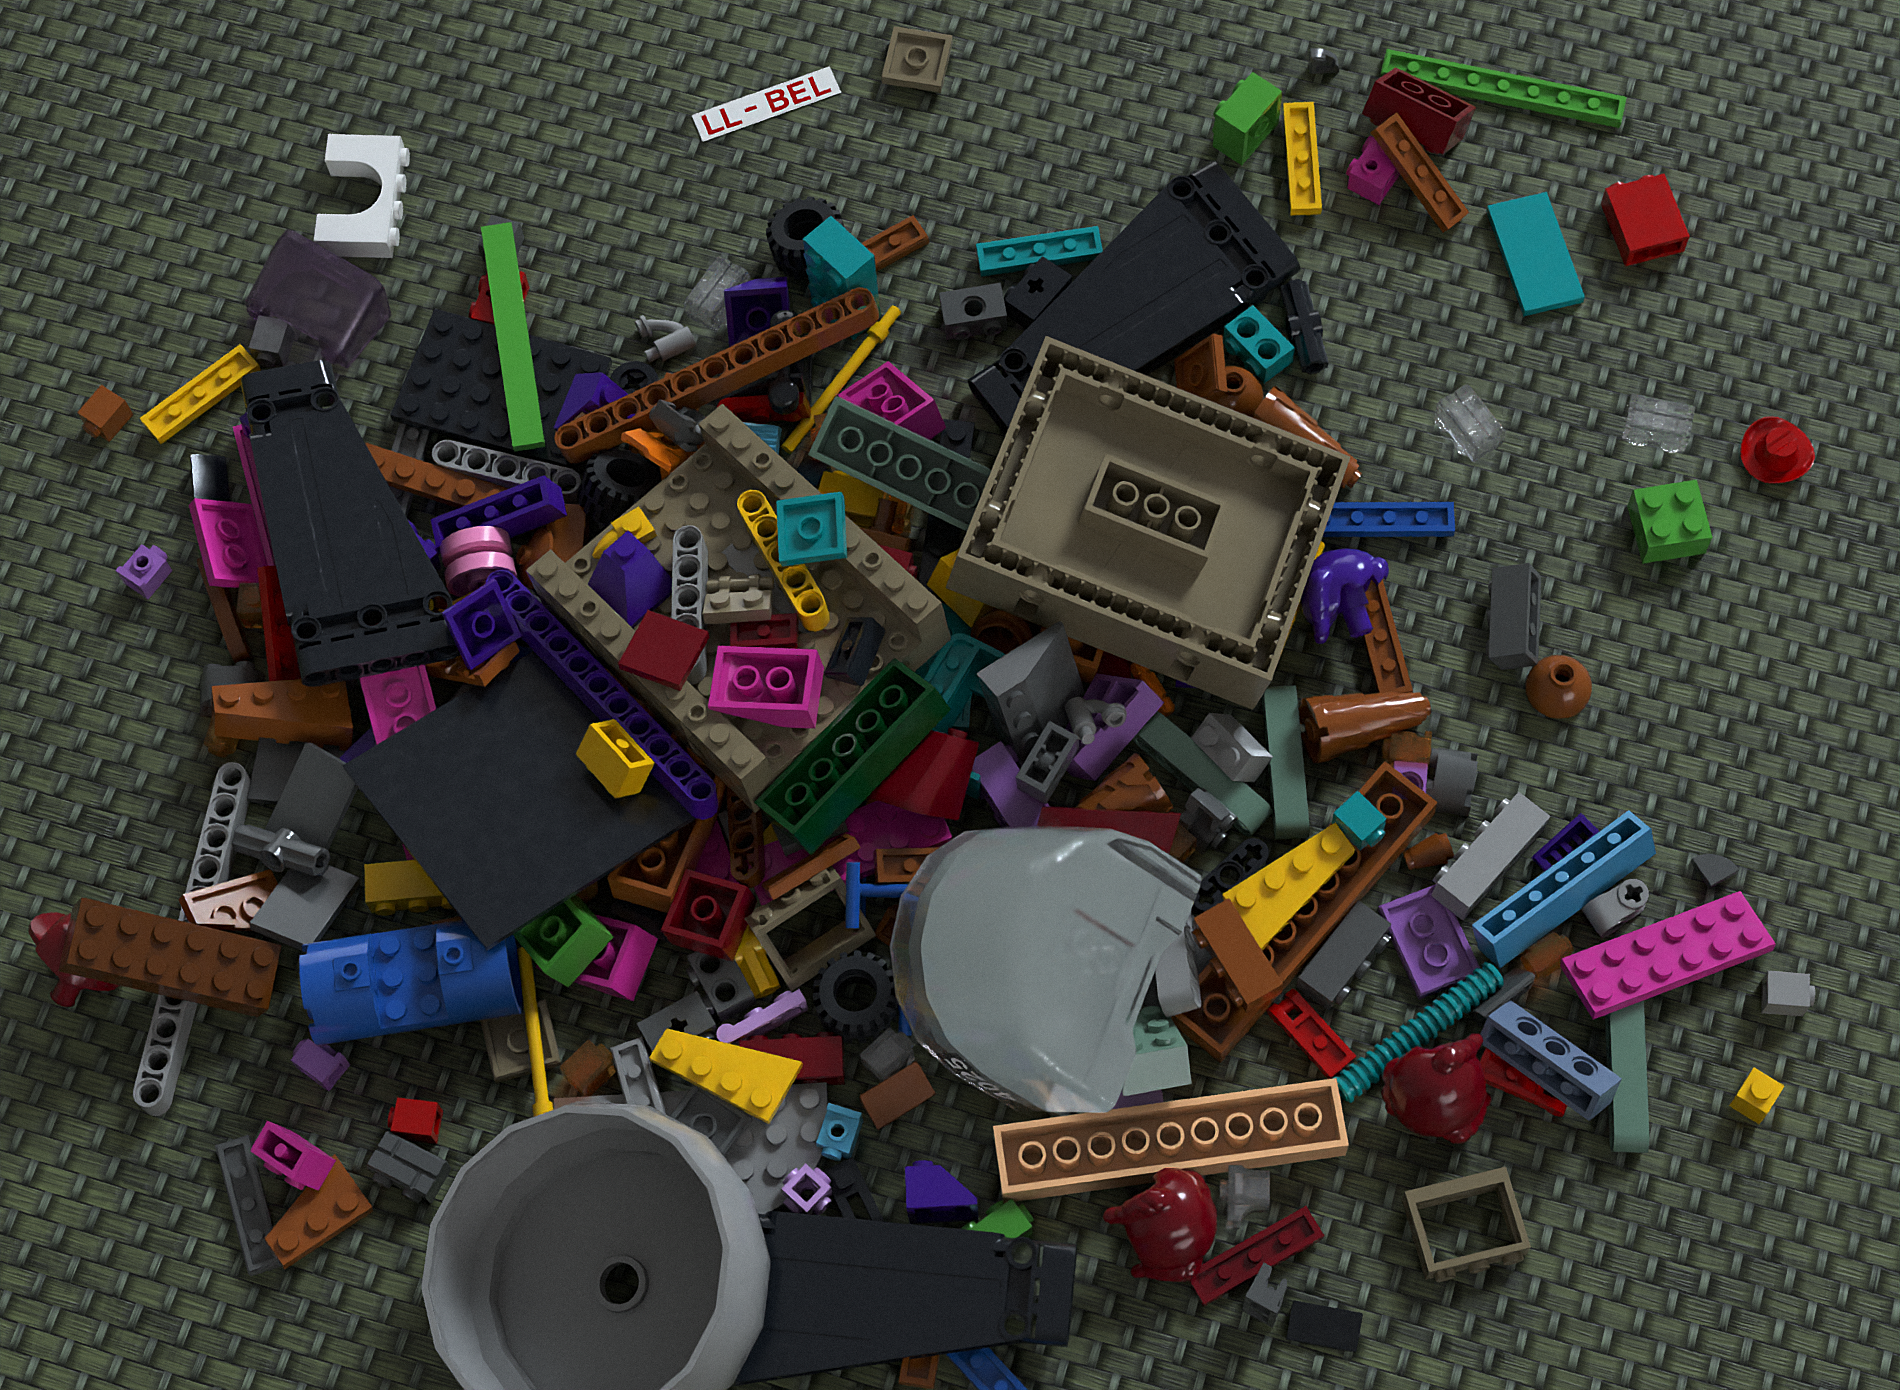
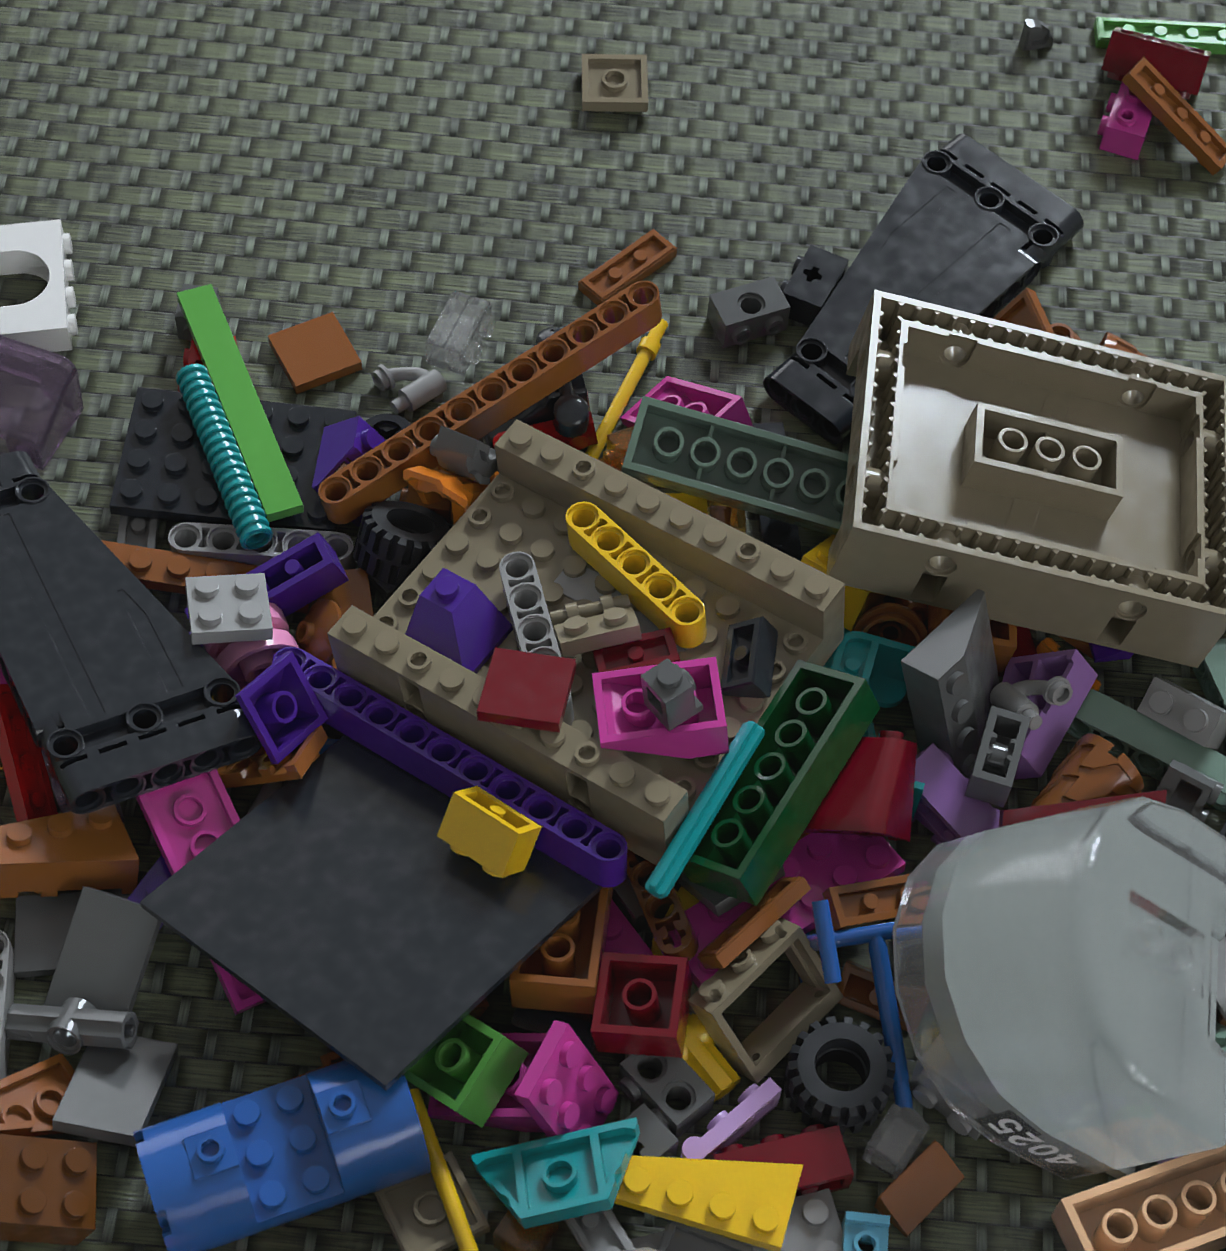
camera: 20 degrees left, 10 degrees down
(400, 887) = (247, 1042): yellow brick -> none
(458, 531) = (228, 608): none -> light grey plate
(488, 387) = (224, 457): none -> teal piece
(592, 292) = (314, 352): none -> dark orange tile
(617, 1033) = (560, 1173): none -> teal wing
(634, 522) = (426, 573): yellow plate -> none
(637, 972) = (565, 1085): none -> dark pink plate
(752, 306) = (506, 335): dark purple slope -> none
(766, 104) = (459, 146): white sticker -> none
(767, 678) = (670, 694): none -> dark grey brick
(785, 771) = (704, 810): none -> teal axle
(789, 228) = (547, 262): black tyre -> none
(811, 529) = (669, 527): teal plate -> none
(838, 264) = (601, 263): teal brick -> none
(1020, 252) = (783, 248): teal plate -> none
(1246, 118) = (981, 89): bright green brick -> none
(1264, 340) = (1069, 299): teal brick -> none
(1302, 158) = (1047, 125): yellow plate -> none
(1304, 326) = (1106, 280): black piece -> none

